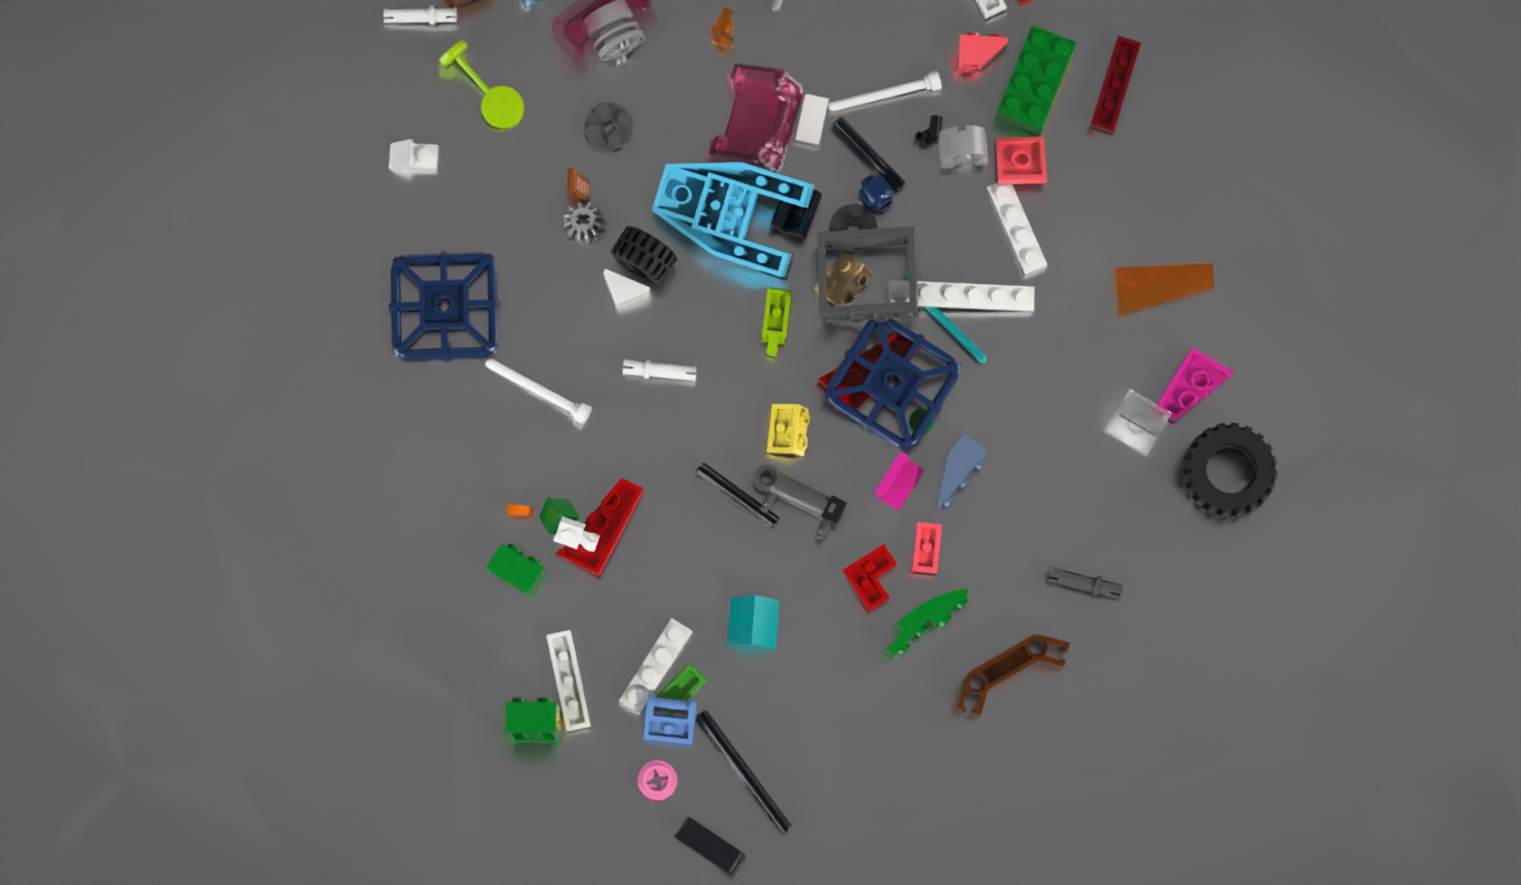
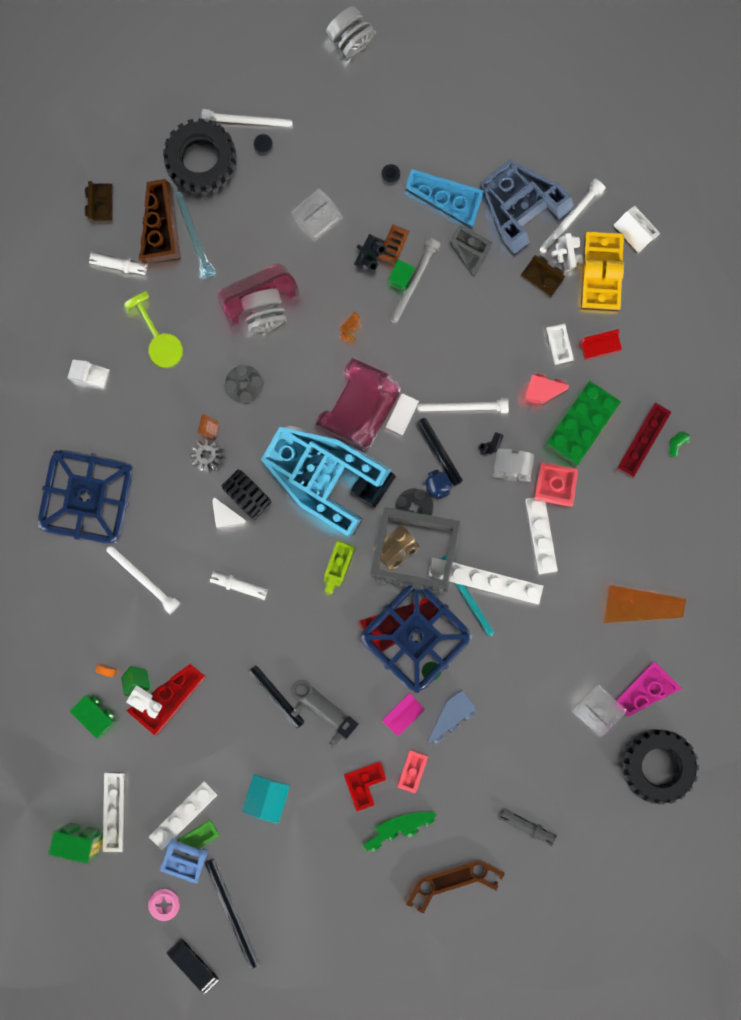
camera: 10 degrees right, 5 degrees up
(788, 429) = (327, 654): light yellow bracket -> none
(1155, 77) = (676, 441): none -> green arm

